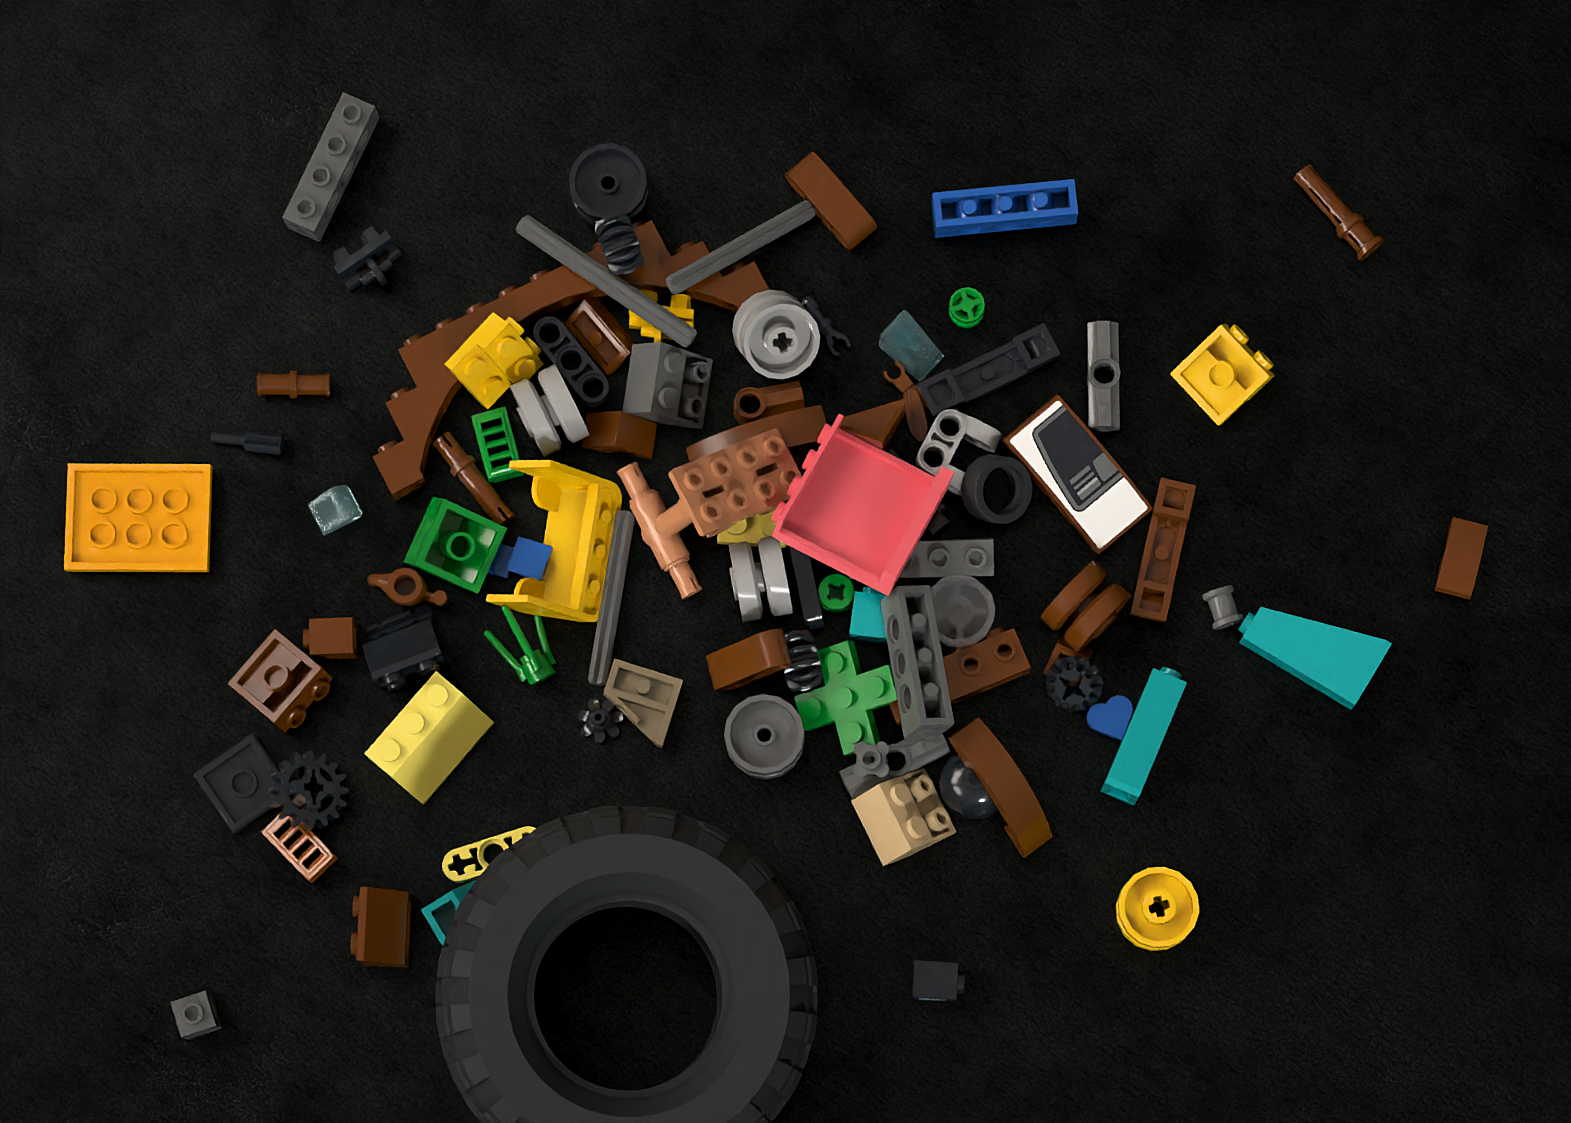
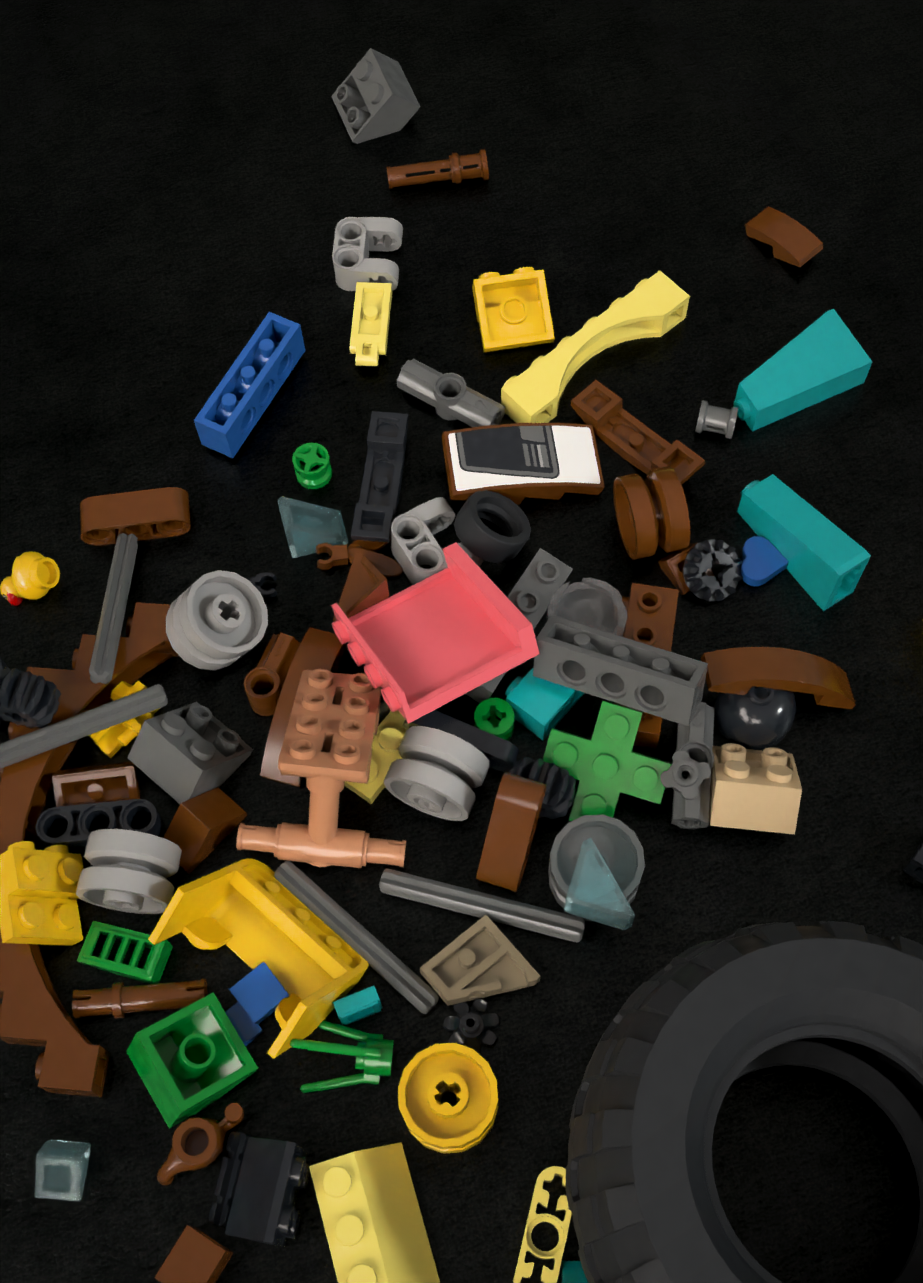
camera: 60 degrees left, 15 degrees down
(535, 713) = (444, 1070): none -> yellow wheel
(562, 633) = (358, 1005): none -> teal tile
(690, 673) = (480, 904): none -> dark grey axle
(726, 161) = (30, 578): none -> yellow animal
(734, 743) = (595, 891): none -> clear light blue slope
(1135, 261) = (370, 322): none -> light yellow hinge
(1199, 203) = (351, 249): none -> light grey piece
(1298, 487) = (644, 313): none -> light yellow arch
(1381, 102) = (375, 98): none -> dark grey slope

